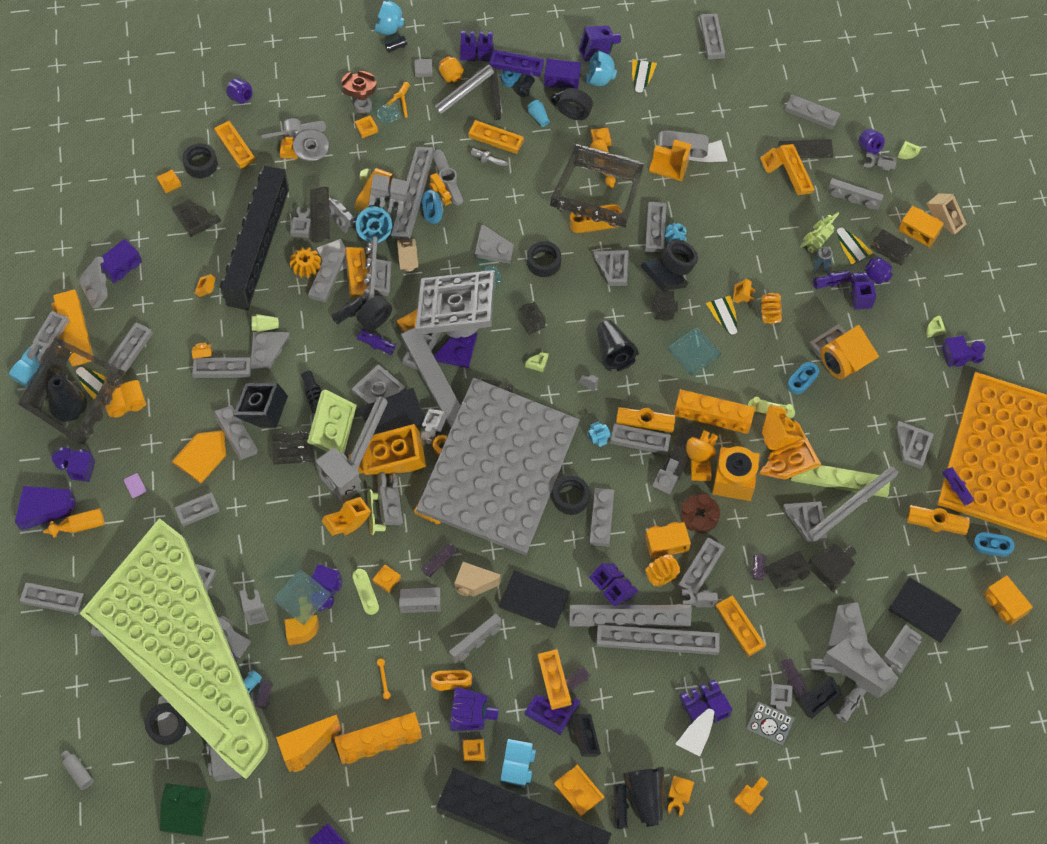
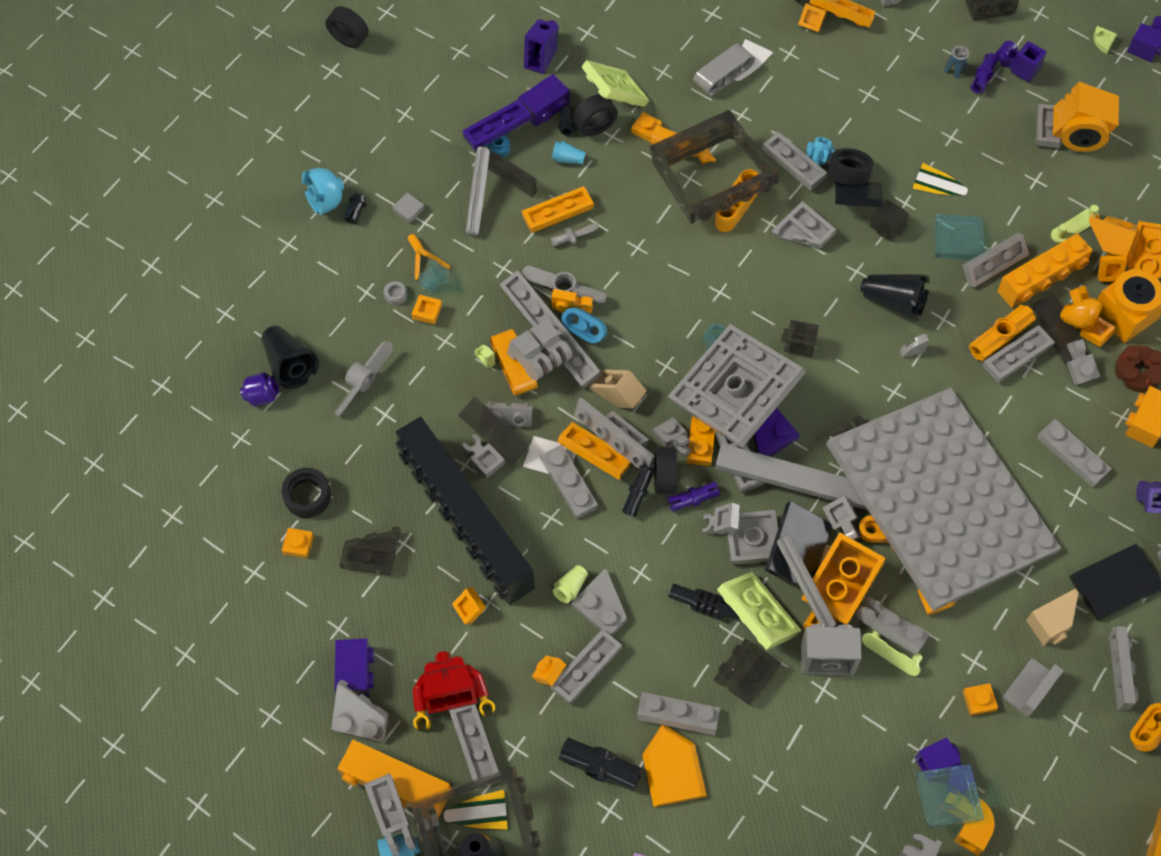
camera: 45 degrees left, 0 degrees up
(126, 398) = (540, 787): light orange brick -> none
(148, 311) = (448, 686): none -> red torso
(170, 417) = (600, 764): none -> black piece
(197, 509) = (739, 824): light grey plate -> none
(234, 144) = (320, 445): light orange plate -> none
(261, 404) = (671, 661): black slope -> none
(268, 87) = (288, 358): none -> black cone
(286, 149) = (378, 398): light orange tile -> none
(305, 262) = (537, 495): light orange gear -> none
(308, 139) = (398, 366): light grey dish -> none
(348, 519) = (884, 680): light orange brick -> none
(359, 85) = (380, 282): copper plate -> none
(365, 591) = (977, 732): yellowish green piece -> none
(372, 364) = (724, 521): none -> light grey plate
(374, 223) = (558, 389): medium azure cylinder -> none
(381, 663) = (1074, 781): light orange hinge -> none
(403, 302) = (673, 434): none -> light grey plate
(438, 560) = (1001, 634): clear purple axle -> none
(451, 69) = (439, 185): light orange head -> none
(470, 47) = (438, 142): dark purple legs -> none
(493, 246) = (680, 309): light grey wing -> none
(524, 89) = (526, 144): black pin -> none
(537, 362) = (849, 373): yellowish green tile -> none
(544, 271) = (739, 261): black tyre -> none
(568, 508) = (1037, 444): black tyre -> none
(598, 434) = (984, 383): medium azure gear -> none
(601, 69) = (568, 65): medium azure cylinder -> none
(605, 96) = (614, 84): none -> yellowish green plate
(642, 73) = (607, 40): sticker -> none
(671, 162) = (741, 89): light orange panel -> none
(695, 380) = (995, 260): none -> light grey plate
(742, 291) = (932, 148): light orange tile -> none
(756, 445) = (1111, 267): none -> light orange plate
(771, 308) = (977, 139): light orange gear -> none
(802, 379) = (1072, 177): dark azure plate -> none
(822, 232) = (930, 40): yellowish green hinge -> none
(852, 246) = (959, 32): sticker -> none
(878, 270) = (1010, 29): dark purple head -> none

